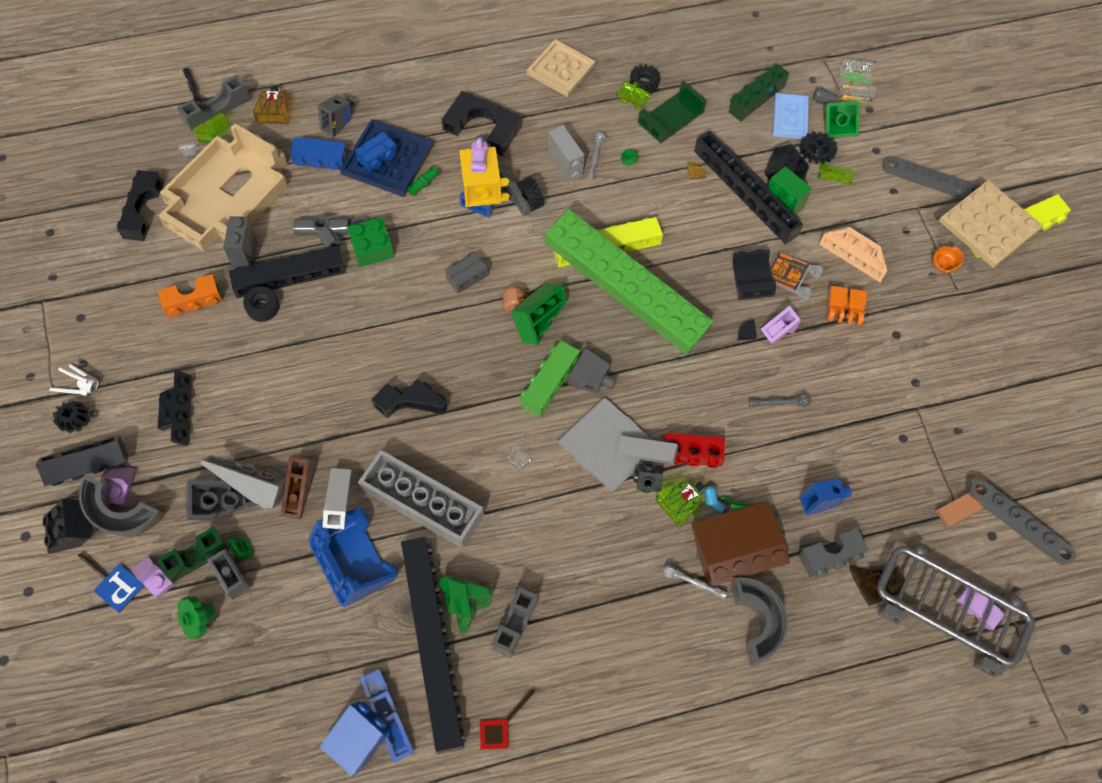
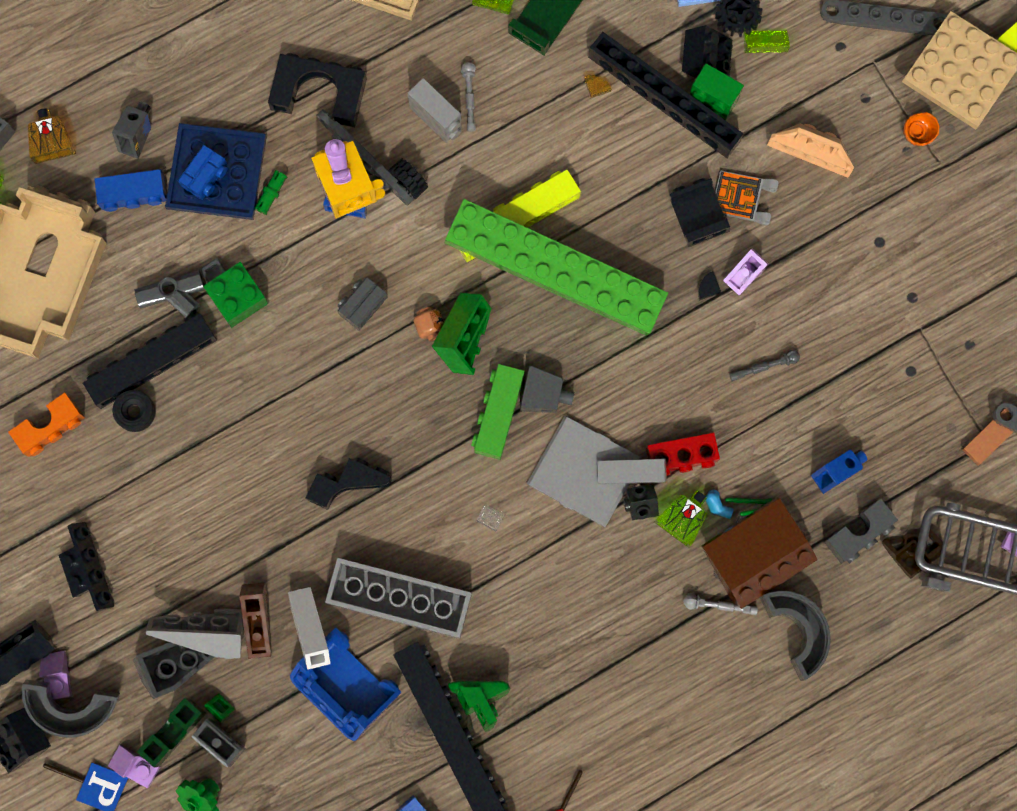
camera: 15 degrees left, 15 degrees up
(240, 242) = (84, 344): dark grey brick -> none
(515, 623) = (542, 707): dark grey arch -> none
(629, 157) = (512, 88): green tile -> none
(853, 303) = (821, 215): orange legs -> none

